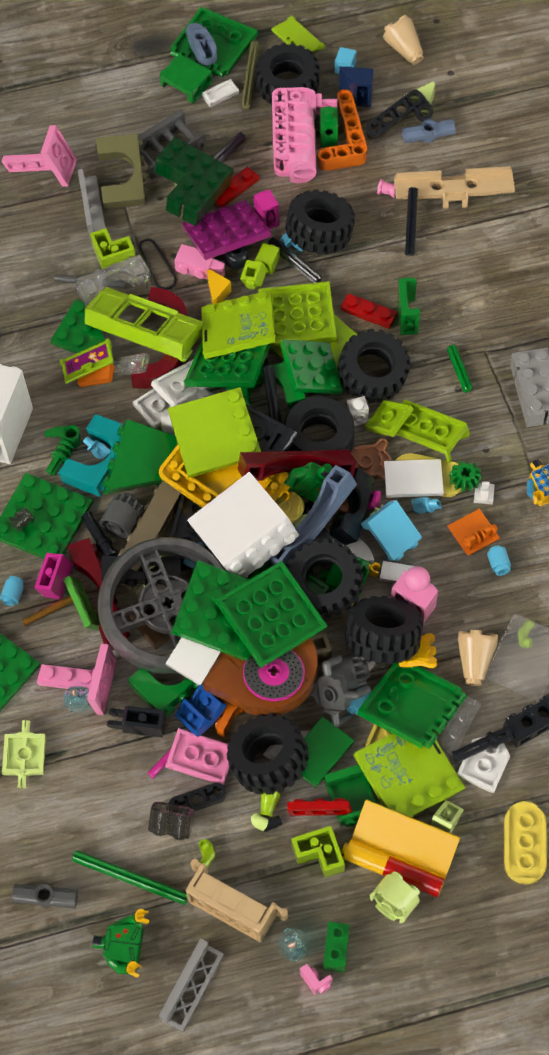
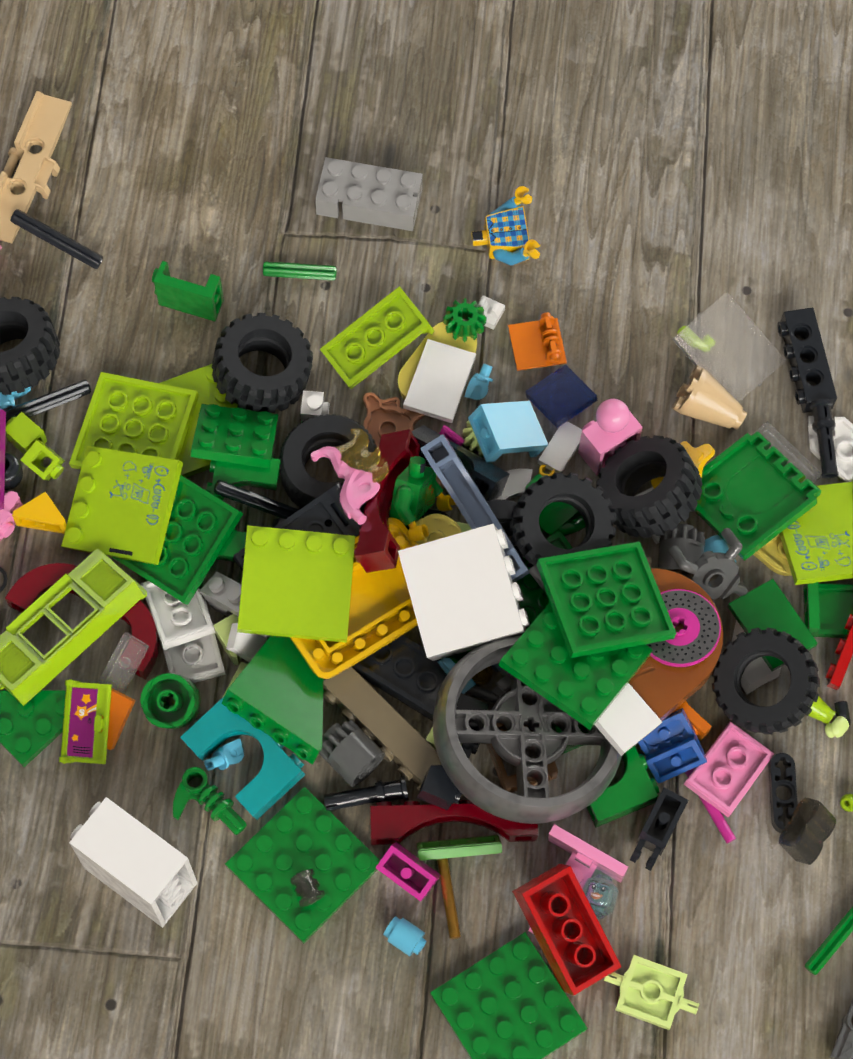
camera: 75 degrees left, 5 degrees up
(43, 680) = (567, 929): none -> red brick
(117, 400) = (158, 710): none -> green brick
(313, 438) = (358, 469): none -> piece
(368, 311) = (163, 344): red plate -> none
(388, 418) = (341, 376): lime tile -> none
(438, 559) = (561, 396): none -> clear blue tile
(499, 560) = (589, 329): medium azure brick -> none

